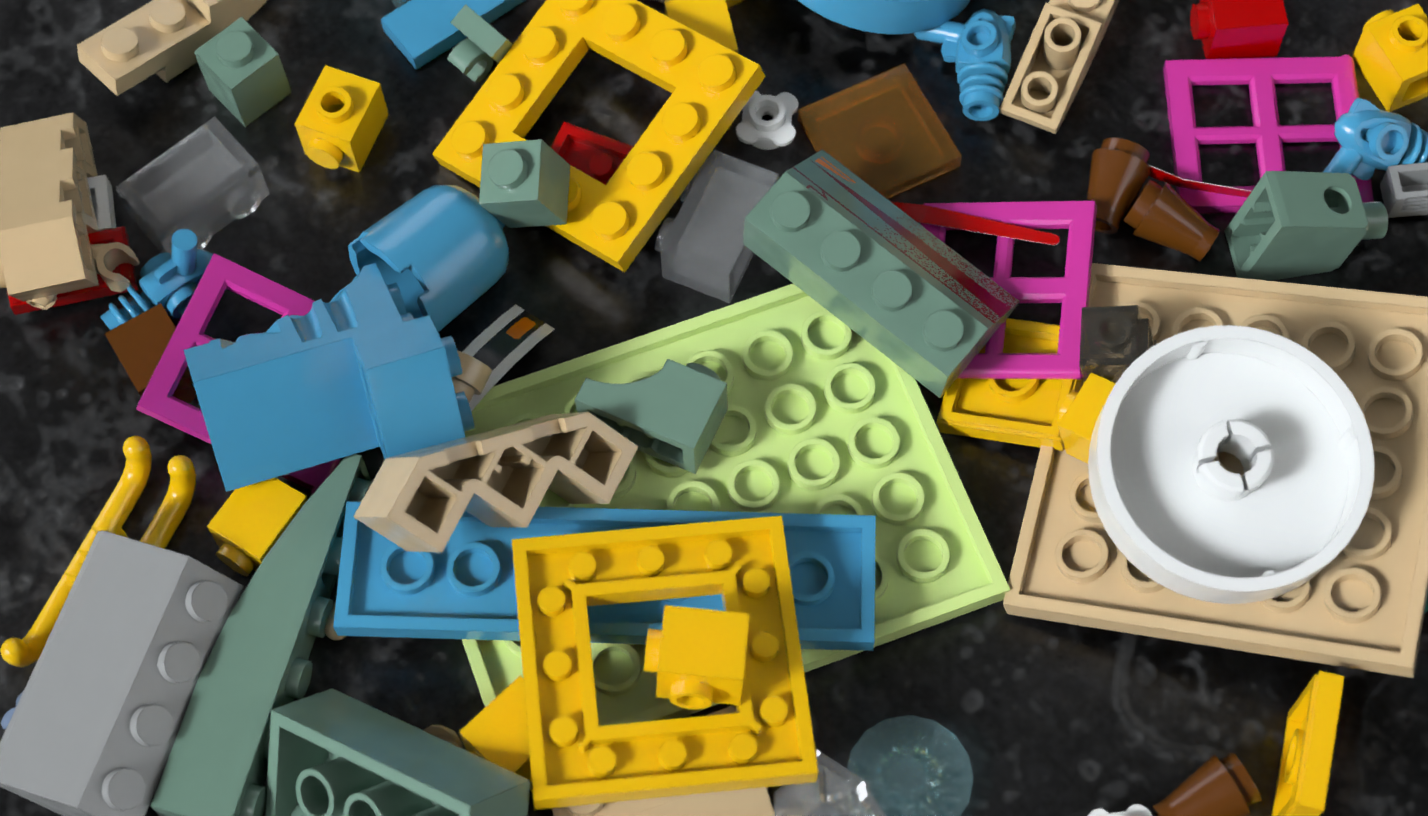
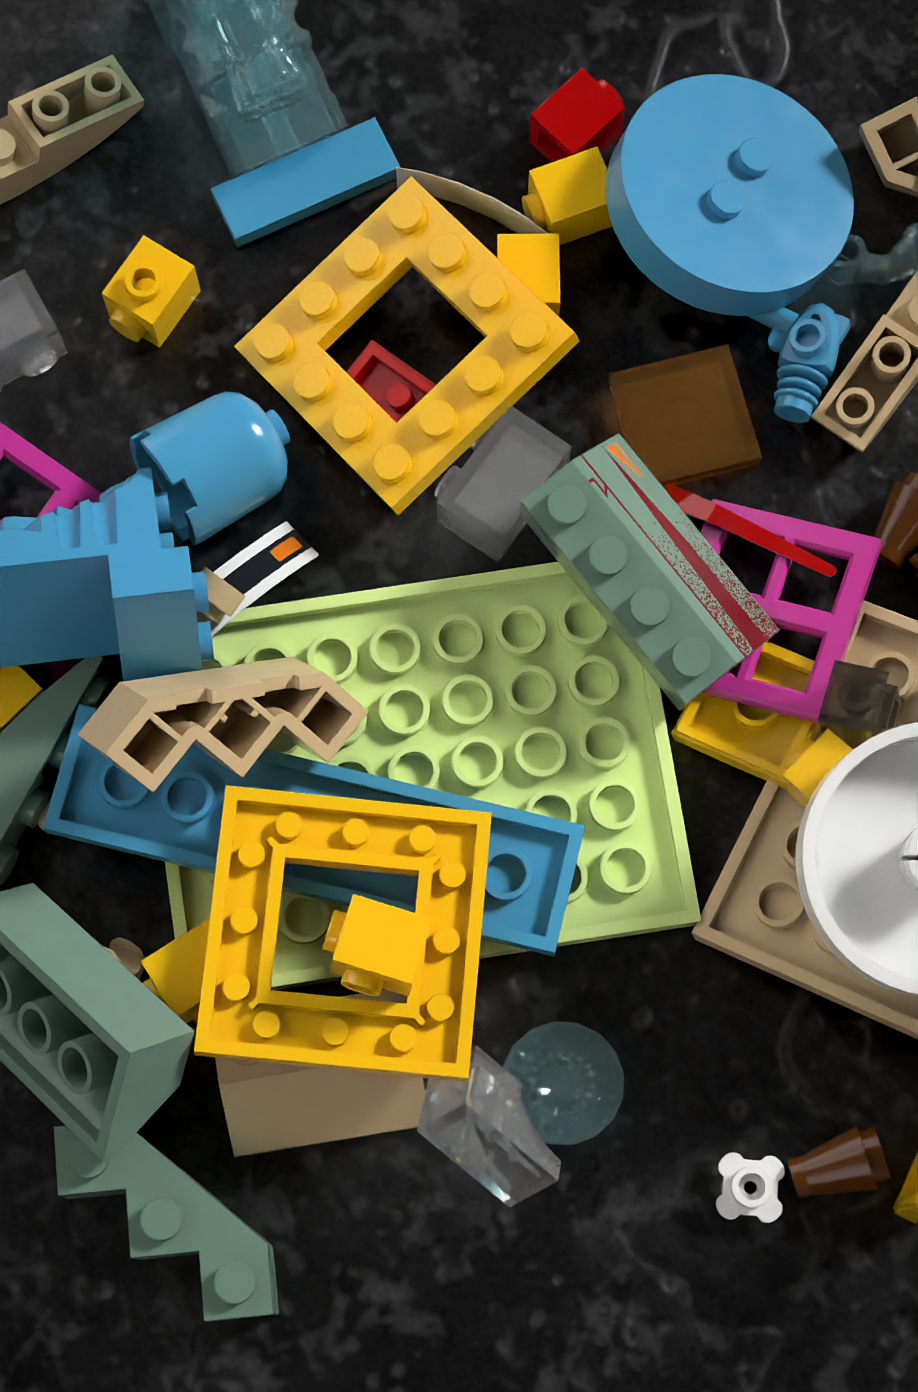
camera: 10 degrees right, 10 degrees up
(243, 71) = (62, 220): sand green brick -> none
(483, 46) = (308, 237): sand green tile -> none
(524, 183) = (314, 411): sand green brick -> none
(665, 414) = (404, 678): sand green arch -> none
(770, 133) = (577, 392): white plate -> none

